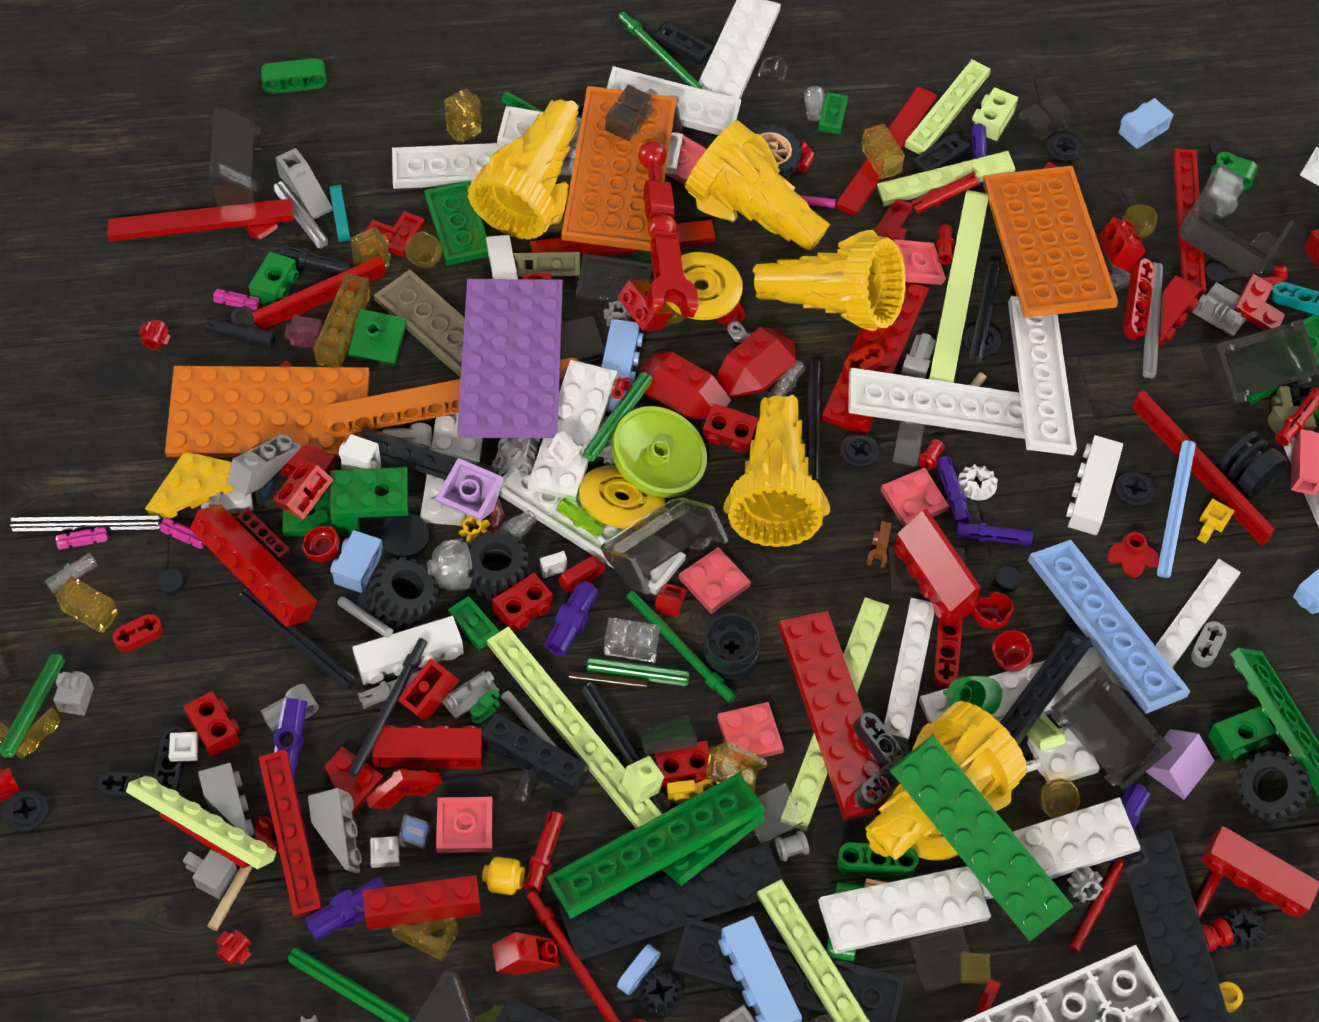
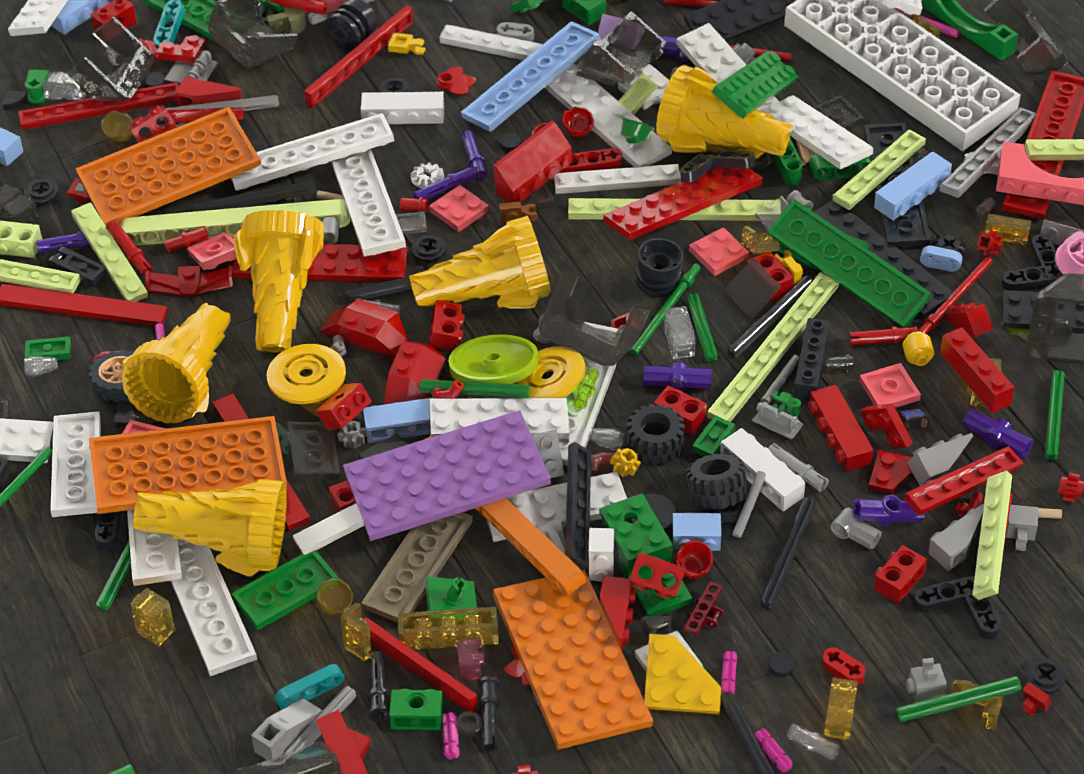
camera: 105 degrees left, 10 degrees down
(183, 746) = (931, 582): white tile -> none
(253, 565) = (739, 599): red brick -> none
(257, 466) = (644, 615): light grey slope -> none
(384, 852) = (937, 430): white tile -> none
(402, 231) = (321, 628): red plate -> none
(410, 664) = (781, 449): black bar -> none
(428, 689) = (796, 434): red brick -> none
(450, 565) = (677, 448): clear cylinder -> none
(470, 490) = (601, 461): lavender slope -> none
(553, 564) = (632, 399): white tile -> none
(557, 263) = (311, 498): olive plate -> none
(564, 449) = (532, 403): white tile -> none
(584, 571) = (633, 382): red beam -> none
(609, 680) = (723, 358): dark brown bar -> none
(627, 117) = (121, 454): clear smoke piece -> none
(642, 779) = (802, 283): yellowish green brick -> none
(668, 274) = (286, 390): red piece -> none
(714, 580) = (598, 304): coral plate -> none
(862, 359) = (342, 257): red beam -> none
(882, 151) = (95, 294): clear yellow brick -> none
(975, 968) = (836, 94): clear yellow tile -> none
(988, 996) = (851, 86): red tile -> none
(1045, 684) = (606, 94): black plate -> none
(1176, 509) = (407, 59): light blue axle -> none

